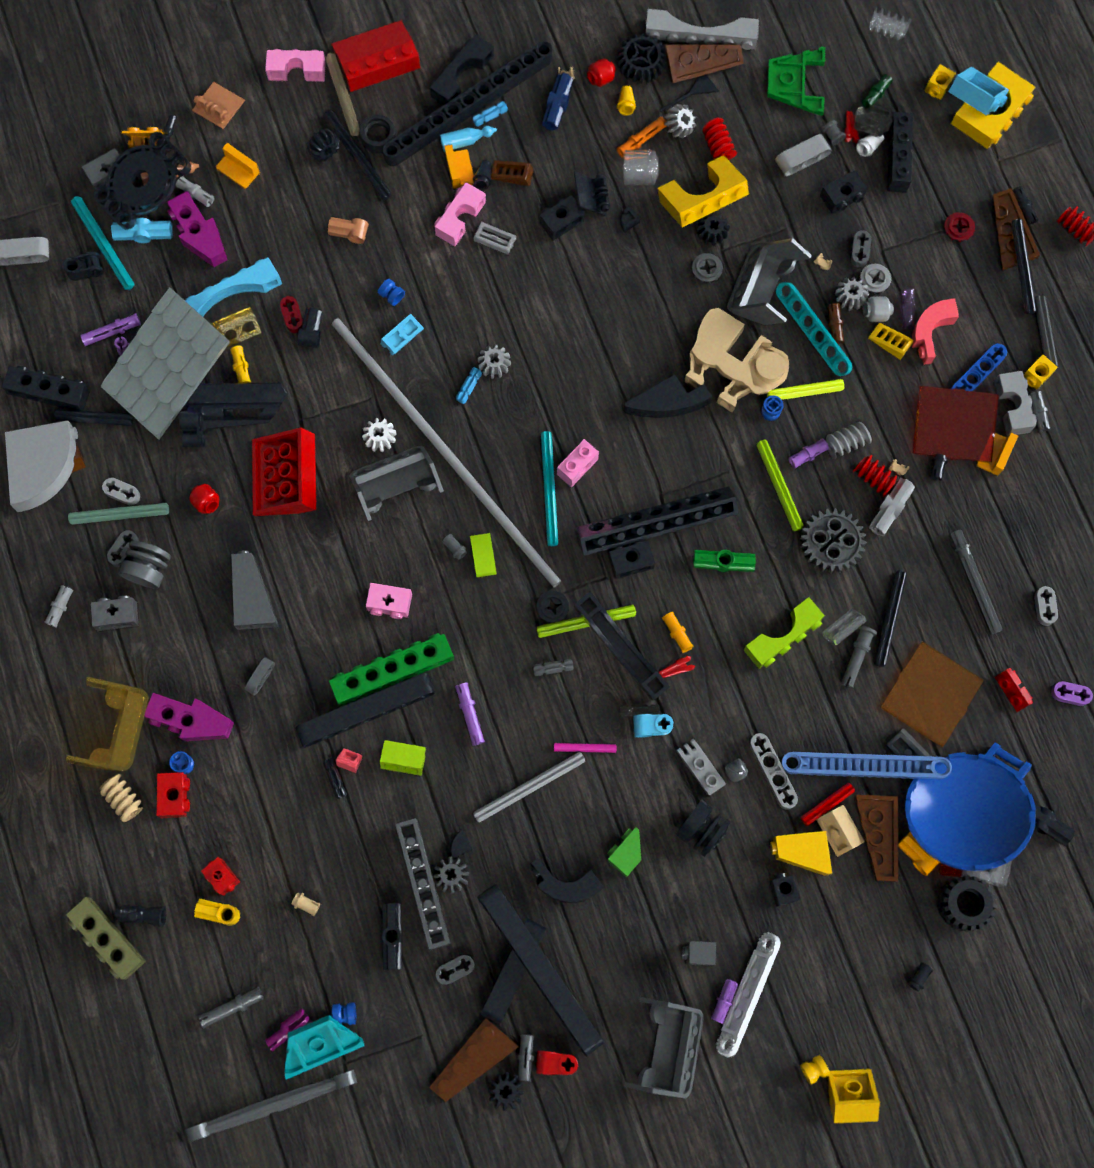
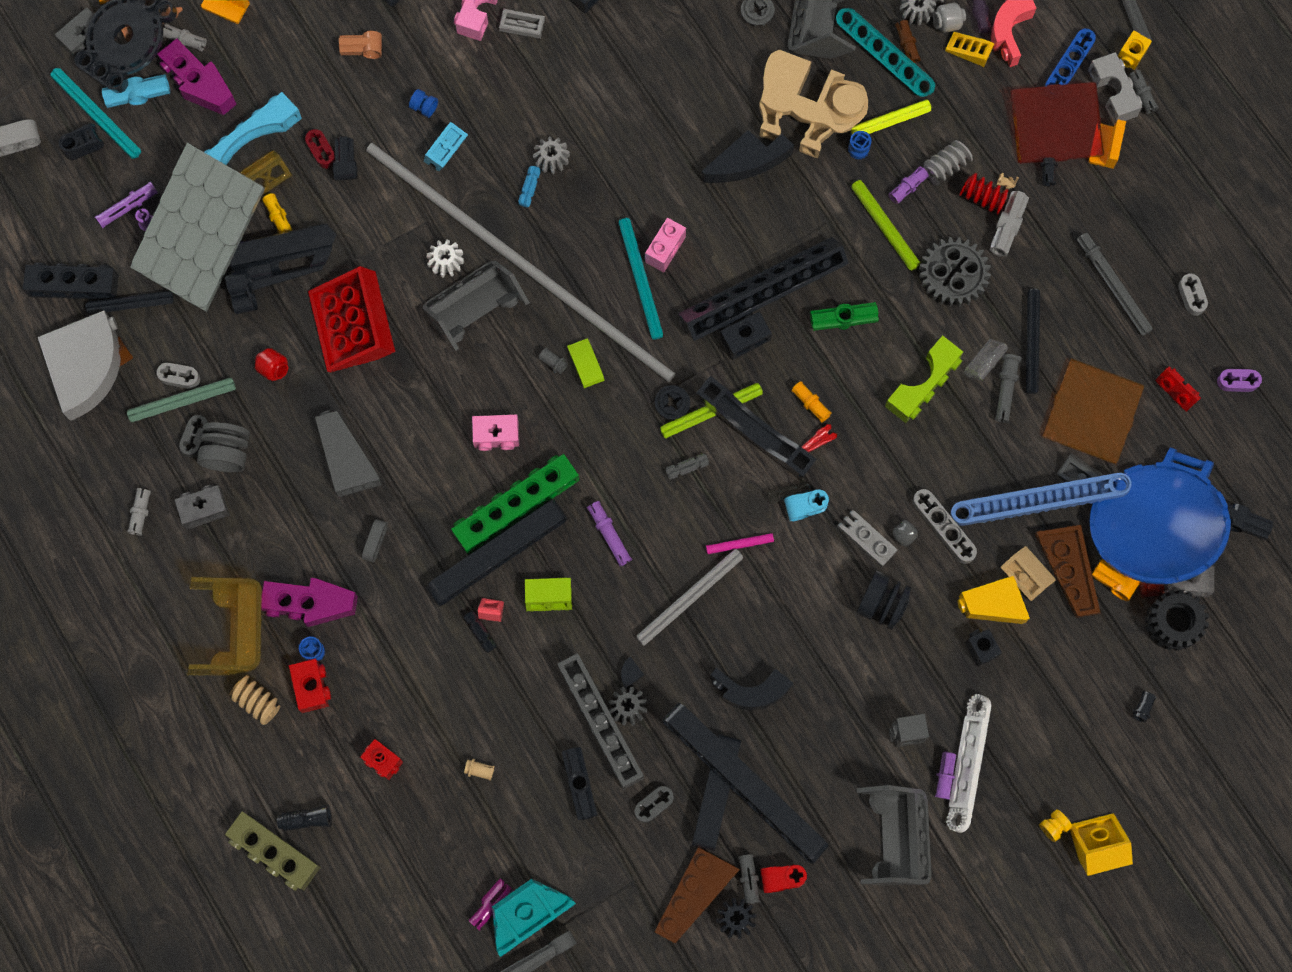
camera: 10 degrees left, 0 degrees up
(215, 912) = (384, 798): yellow piece -> none
(240, 1002) = (424, 894): dark grey pin -> none
(348, 1011) = (551, 872): blue wheel -> none
(628, 854) = (810, 645): bright green slope -> none
(827, 804) = (1009, 548): red axle -> none

